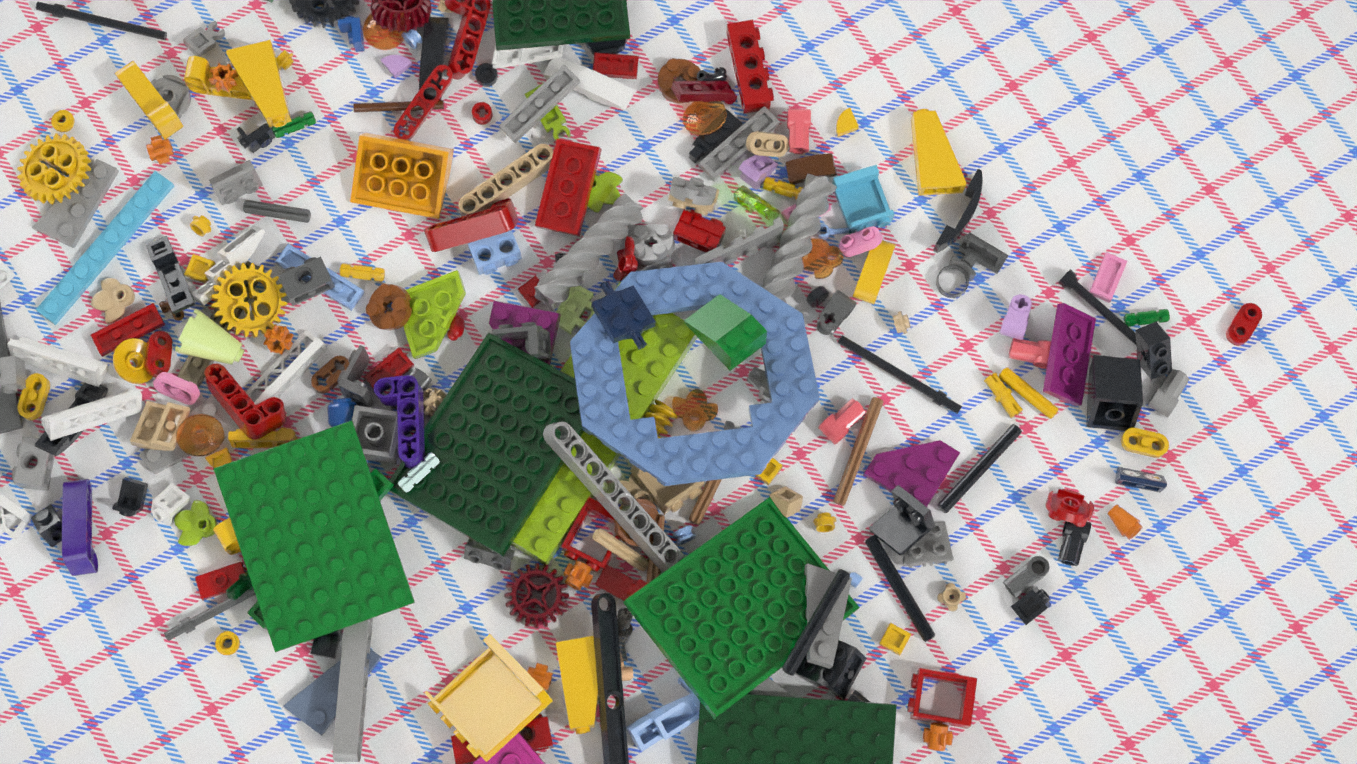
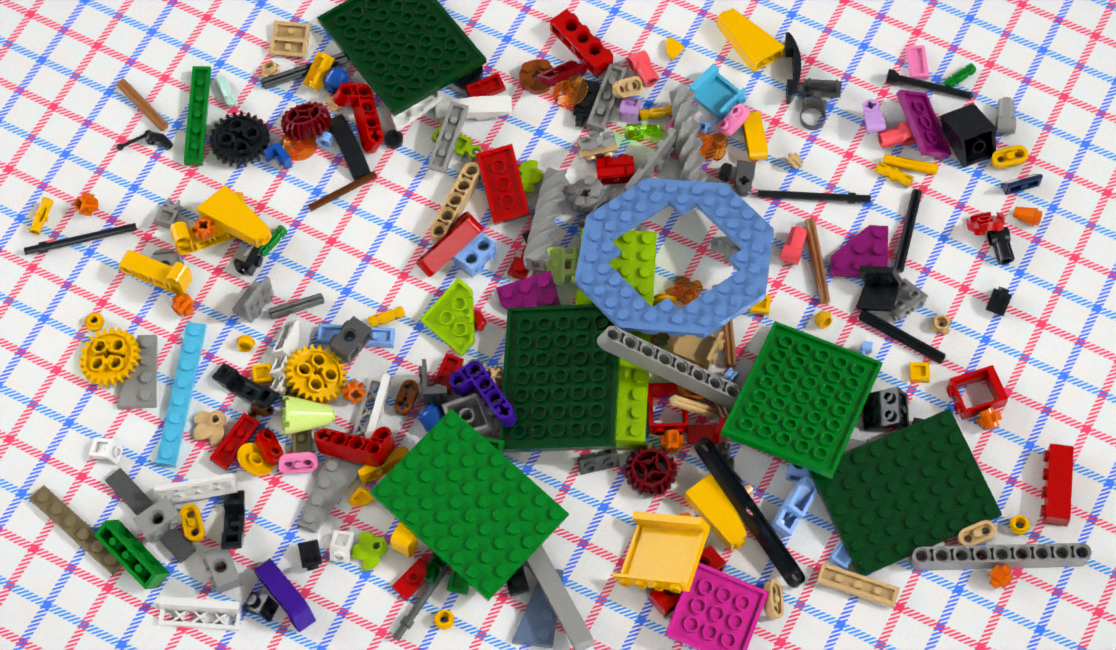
camera: 25 degrees left, 10 degrees down
(92, 414) = (249, 508): white fence -> none
(159, 426) = (302, 494): tan slope -> none
(200, 443) = (344, 486): clear orange dish -> none
(378, 307) = (415, 321): dark orange plate -> none
(396, 64) = (322, 163): lavender tile -> none
(401, 175) = (375, 236): light orange slope -> none
(418, 472) = (517, 424): light aqua axle -> none
(426, 105) = (361, 178): red beam -> none
(482, 120) = (410, 162): red bush -> none
(536, 338) = (539, 289): dark grey bracket -> none
(623, 314) = (602, 242): dark blue plate -> none
(626, 260) = (575, 212): red plate -> none
(720, 75) = (562, 59): black arm -> none
(727, 331) = (683, 216): green slope -> none
(787, 501) = (788, 317): tan slope -> none
(815, 165) = (660, 93): reddish brown slope -> none
(816, 622) = (861, 381): black axle -> none
(825, 644) = (862, 374): light grey wing -> none
(1025, 577) = (984, 284): dark grey piece -> none
(1154, 350) = (980, 91): black brick -> none
(1245, 323) = (1028, 46): red plate -> none

